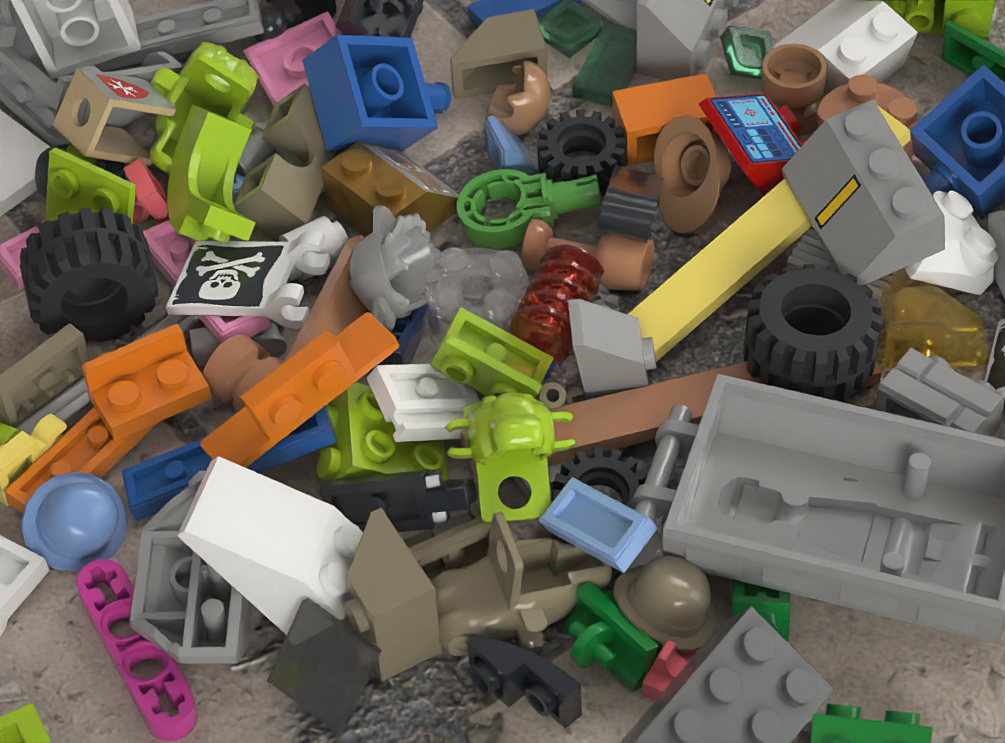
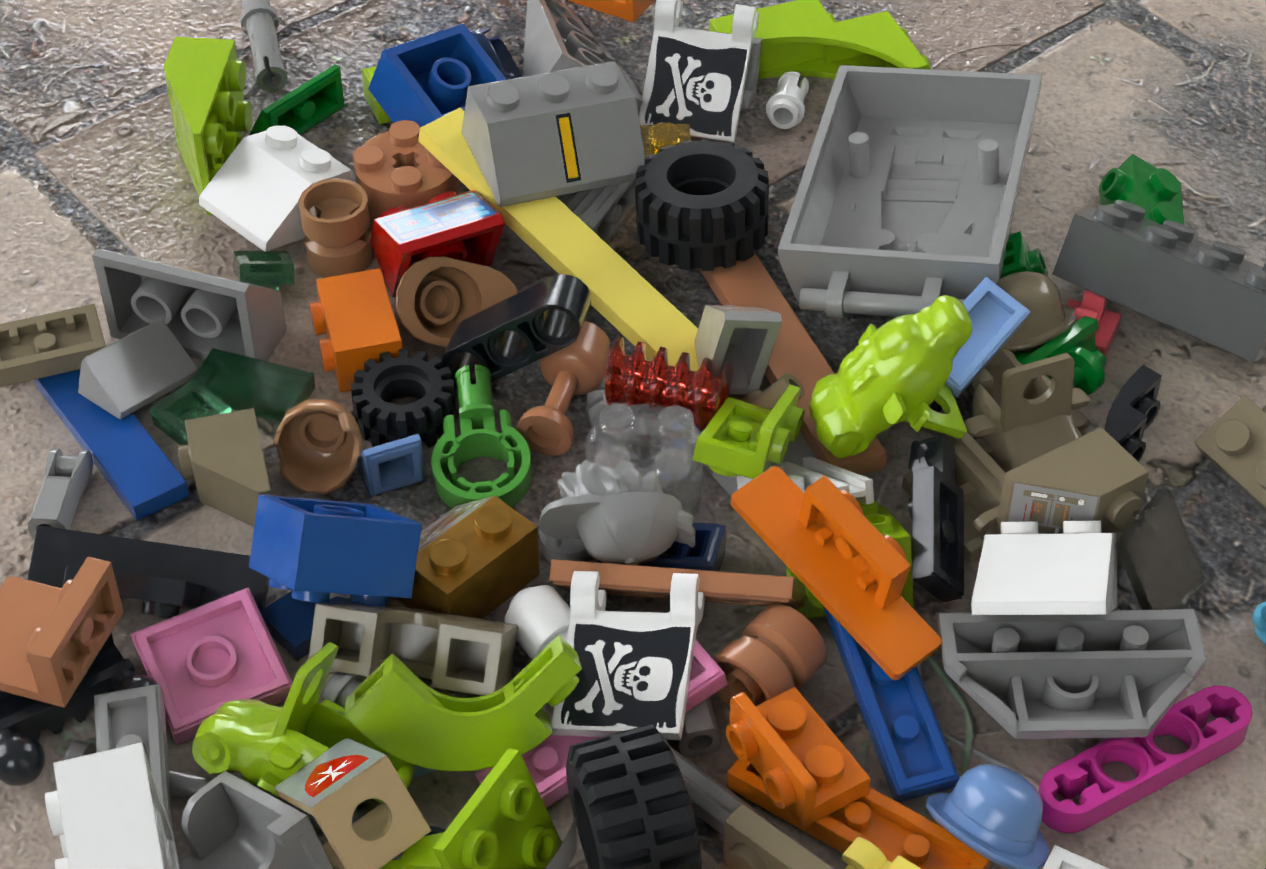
camera: 95 degrees left, 5 degrees down
(149, 194) = (445, 799): coral tile -> none
(934, 393) = (774, 136): light grey brick -> none

